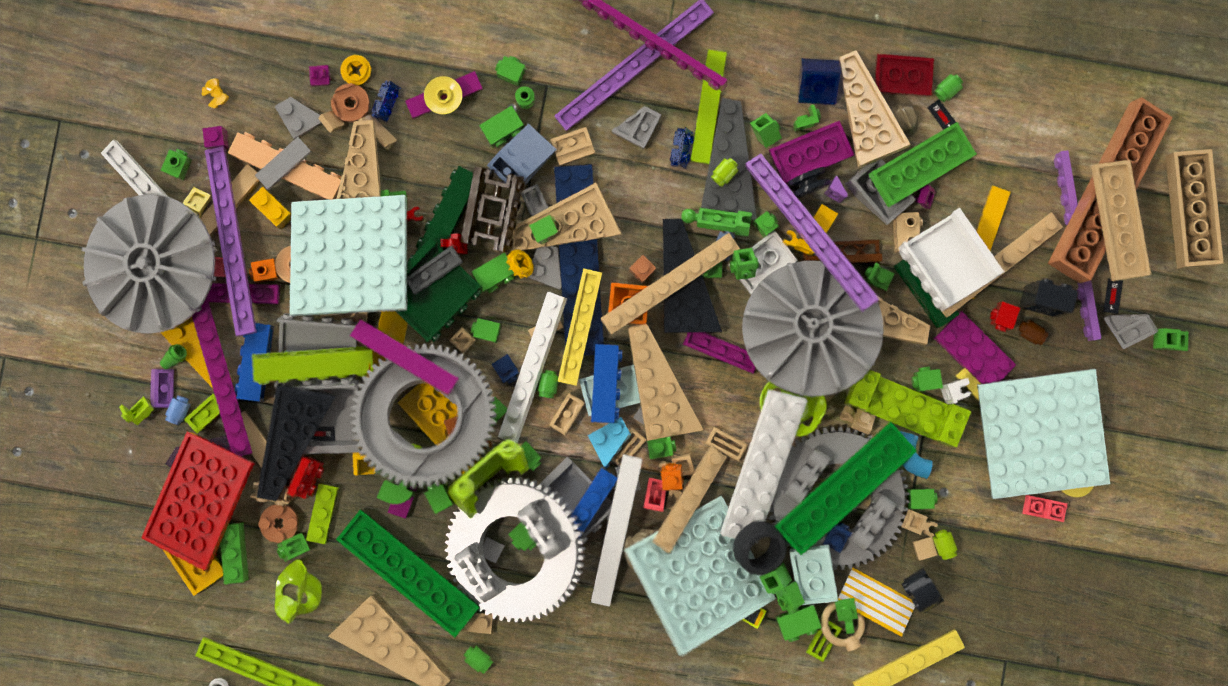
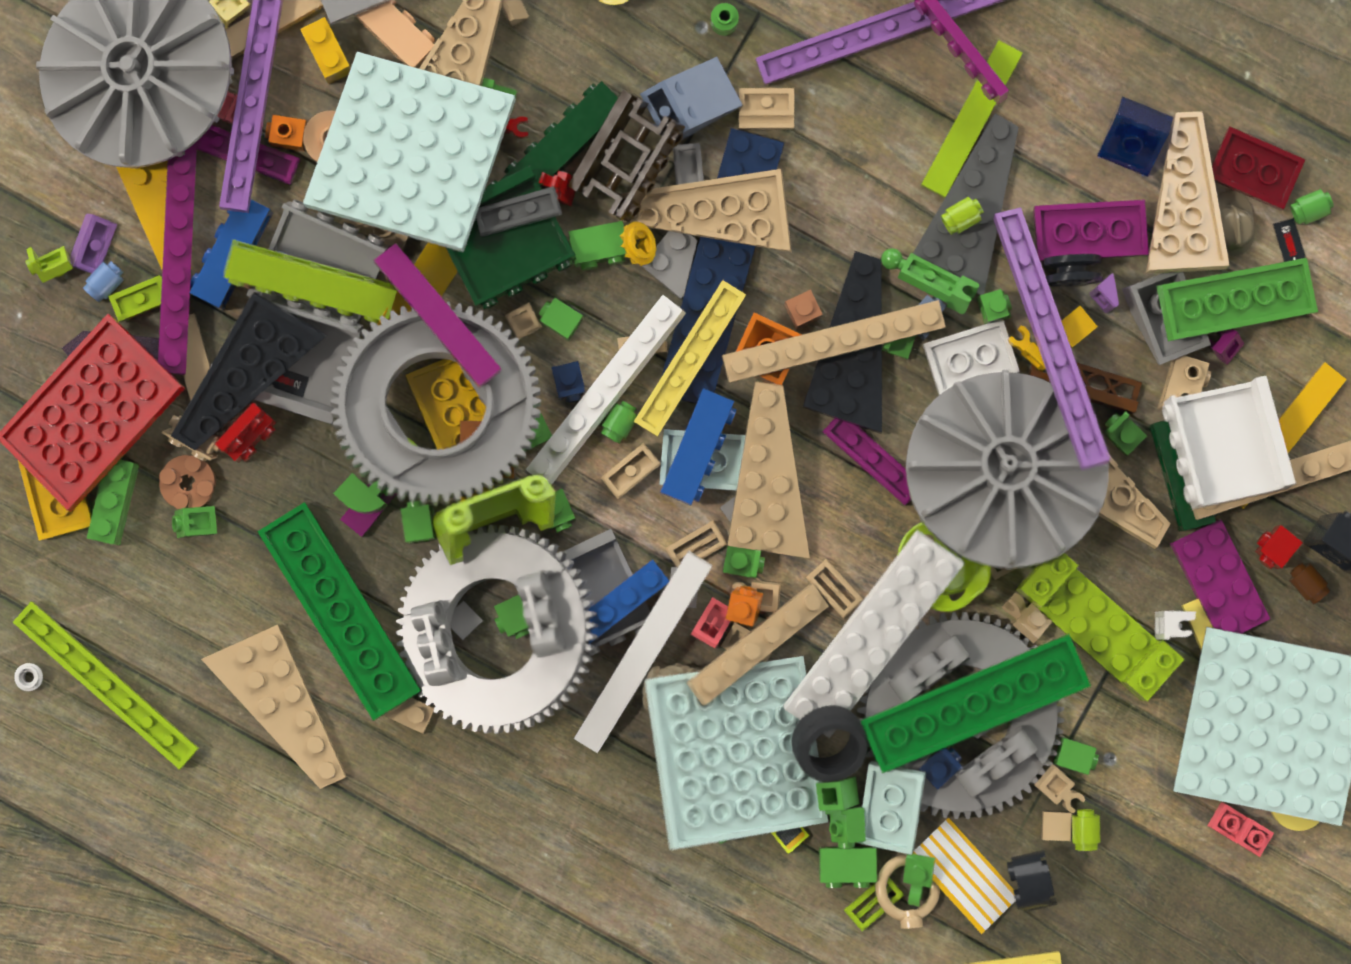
camera: 20 degrees right, 0 degrees up
(173, 356) = (123, 206): bright green cone -> none
(297, 575) = (190, 562): lime piece -> none
(322, 513) = (250, 490): lime plate -> none
(360, 466) = (327, 443): yellow panel -> none
(477, 659) = (393, 761): bright green brick -> none
(502, 127) = (678, 49): bright green brick -> none
(544, 229) = (687, 208): bright green panel -> none
(609, 440) = (676, 526): medium azure wing -> none
(639, 127) = (865, 114): light grey wing -> none
(681, 156) = (910, 174): clear blue hinge -> none
(744, 263) = (944, 350): bright green brick -> none
(766, 130) = (1039, 178): bright green brick -> none
(805, 122) = (1098, 186): bright green bracket -> none
(915, 464) = (1082, 704): dark azure cylinder -> none
(927, 379) = (1140, 596): bright green brick -> none

